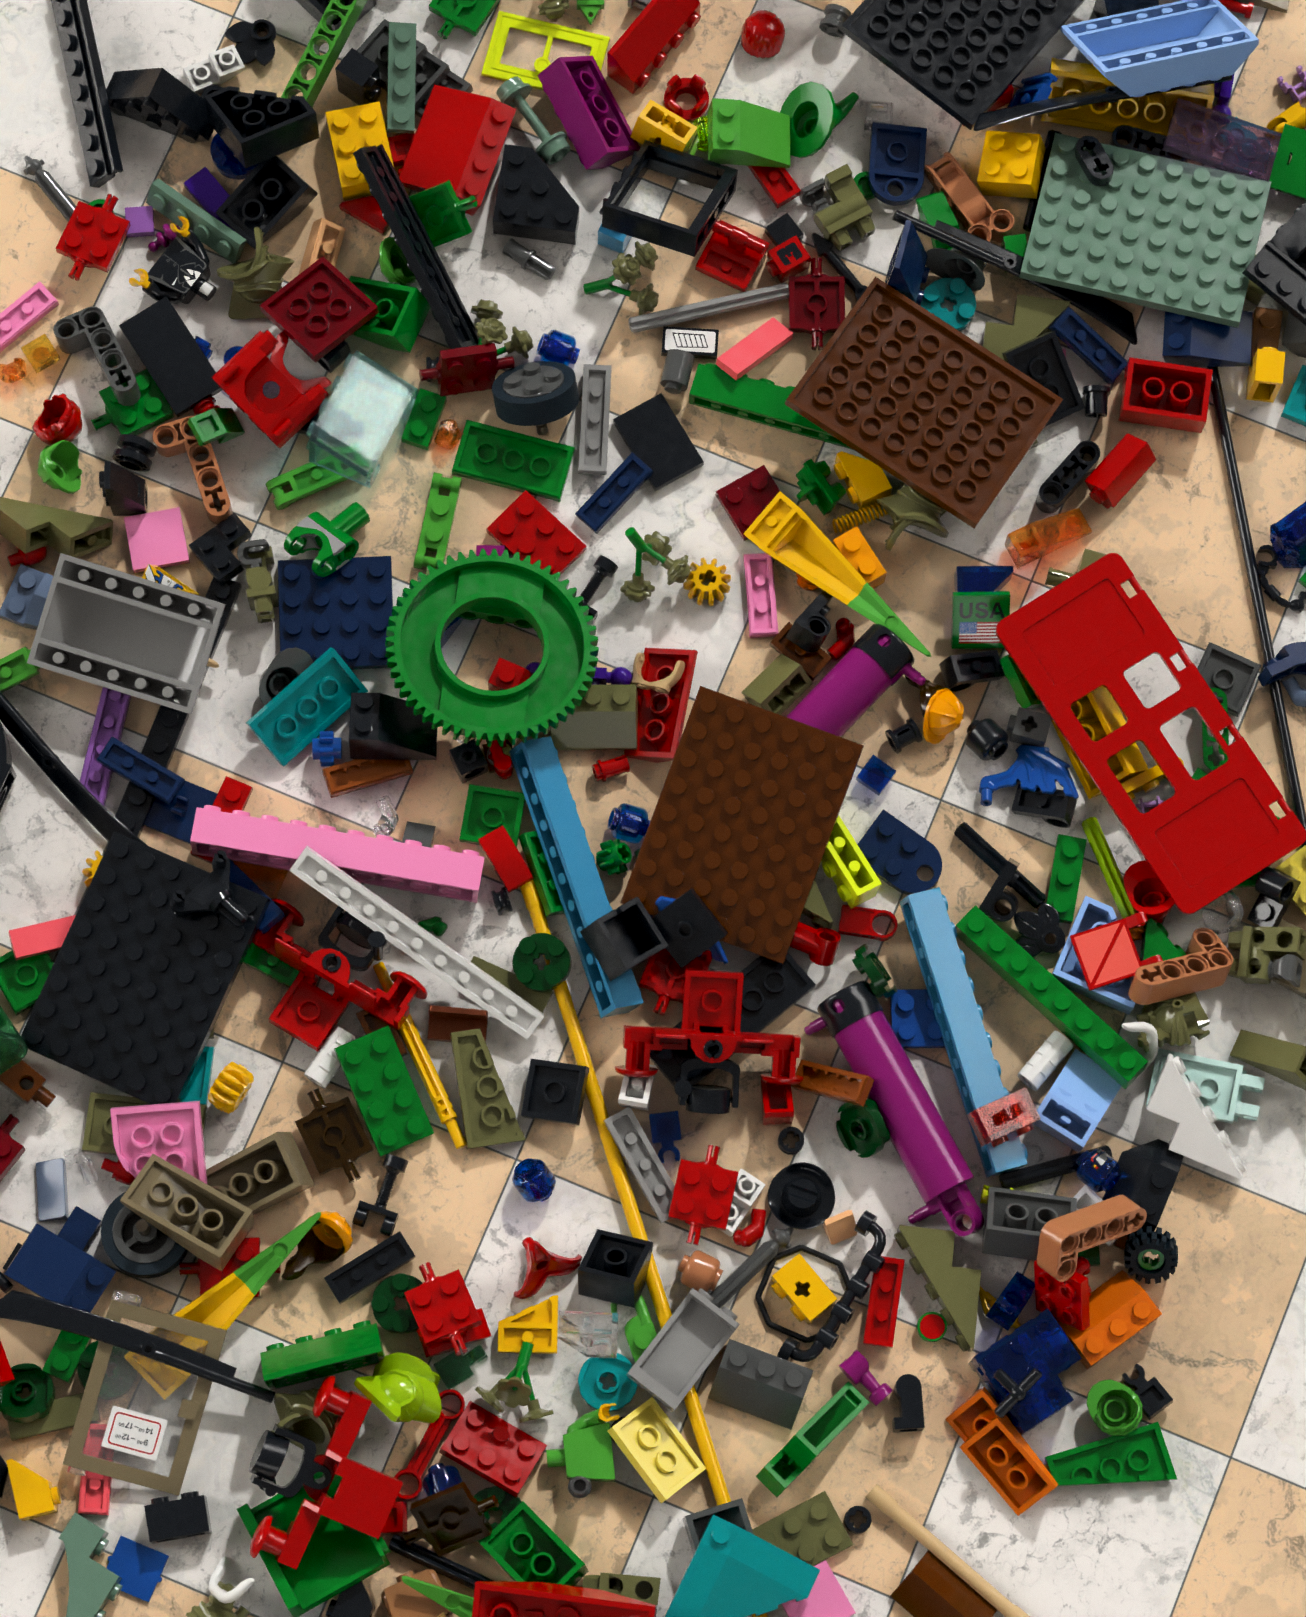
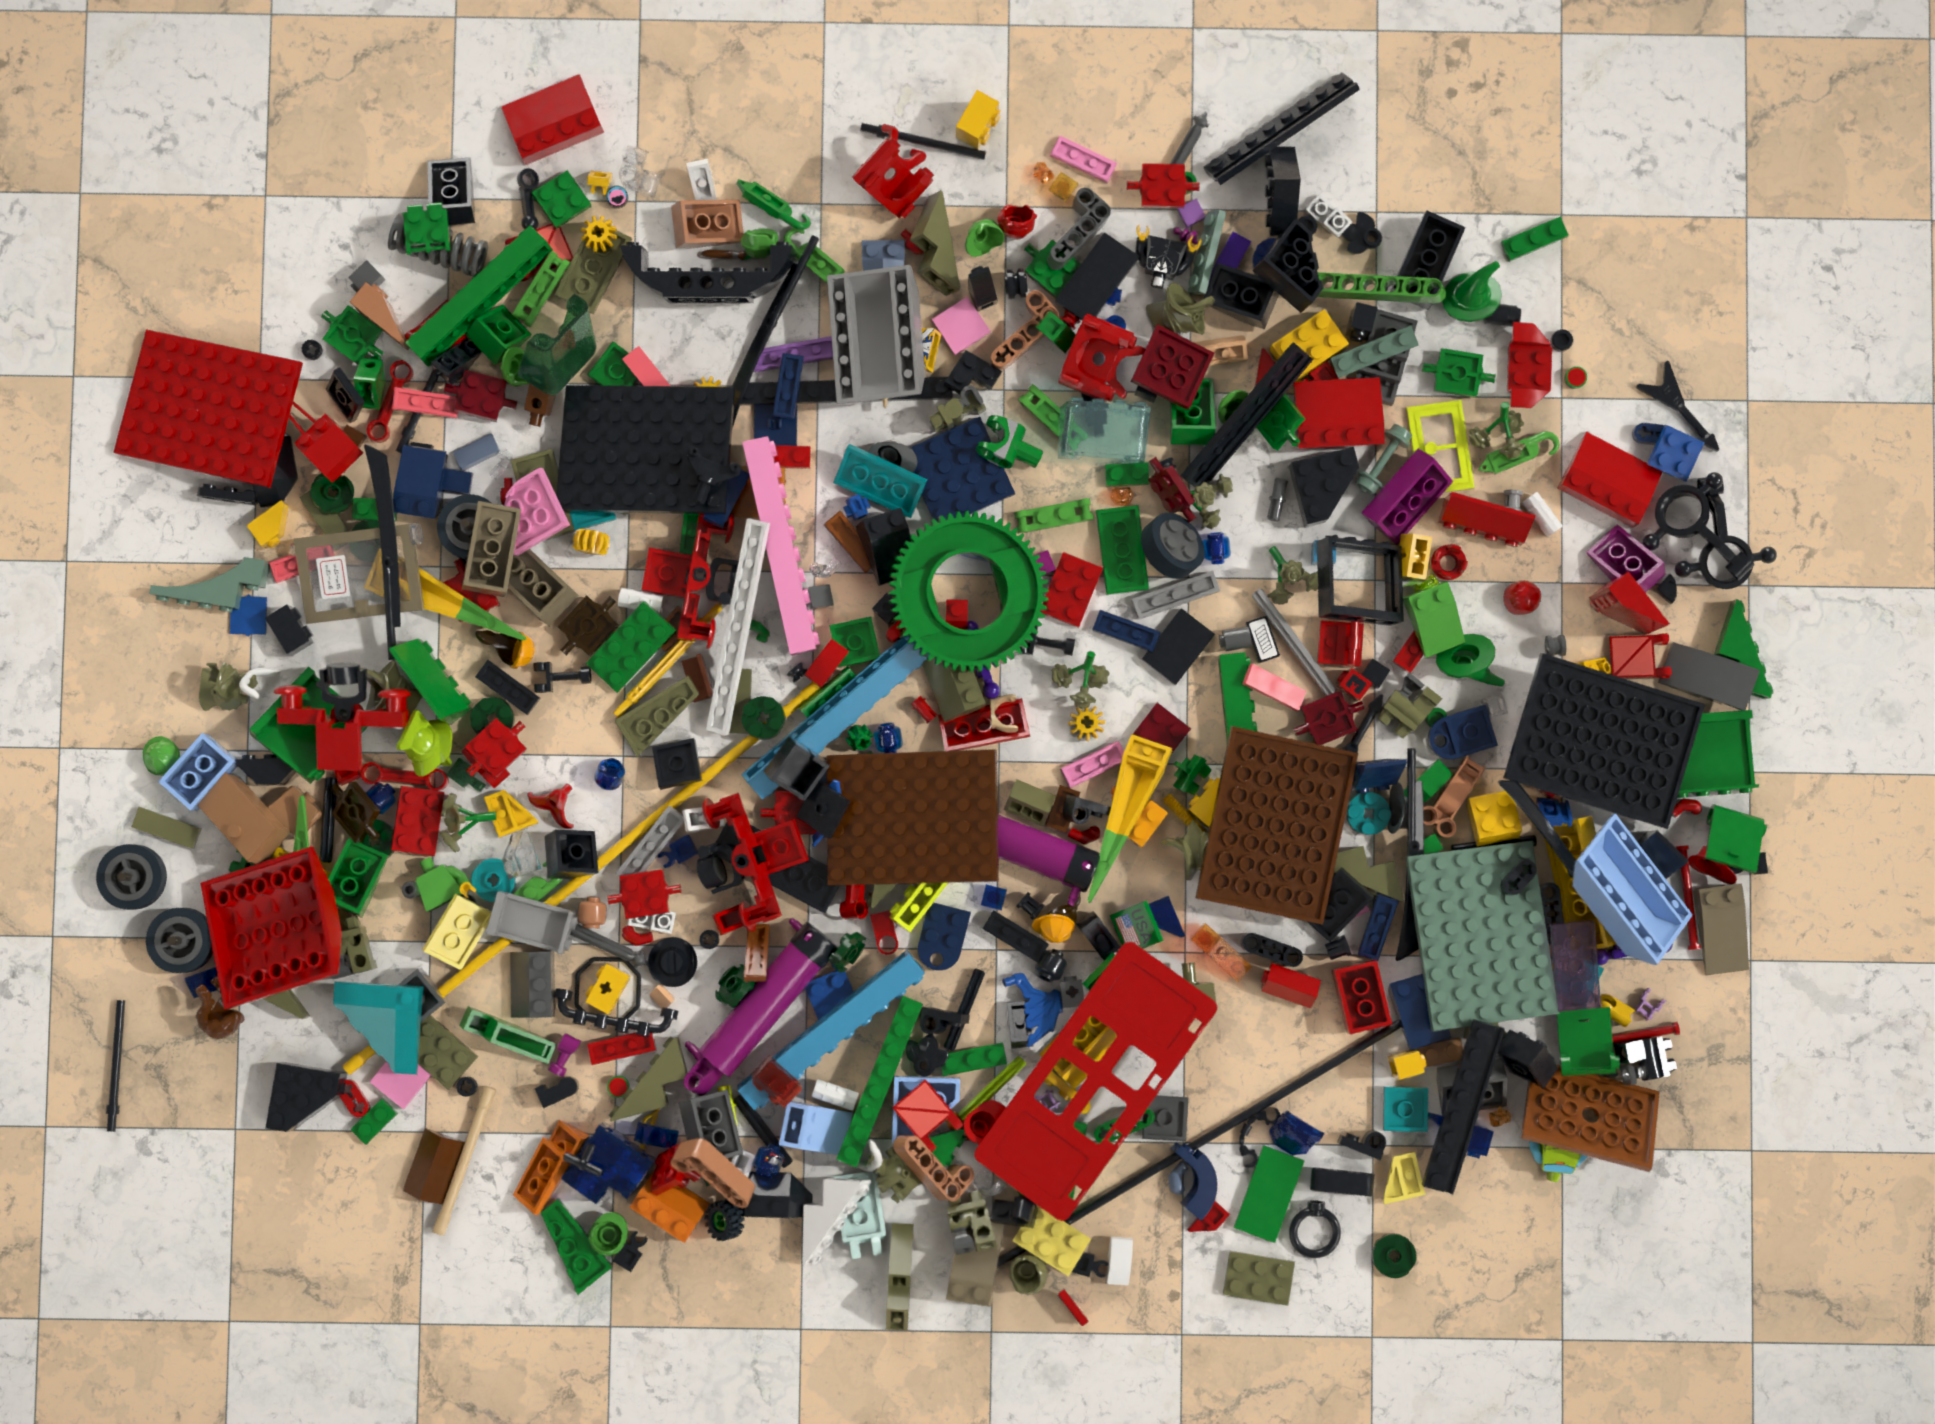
camera: 70 degrees right, 10 degrees up
(933, 768) = (1015, 936): none -> black plate

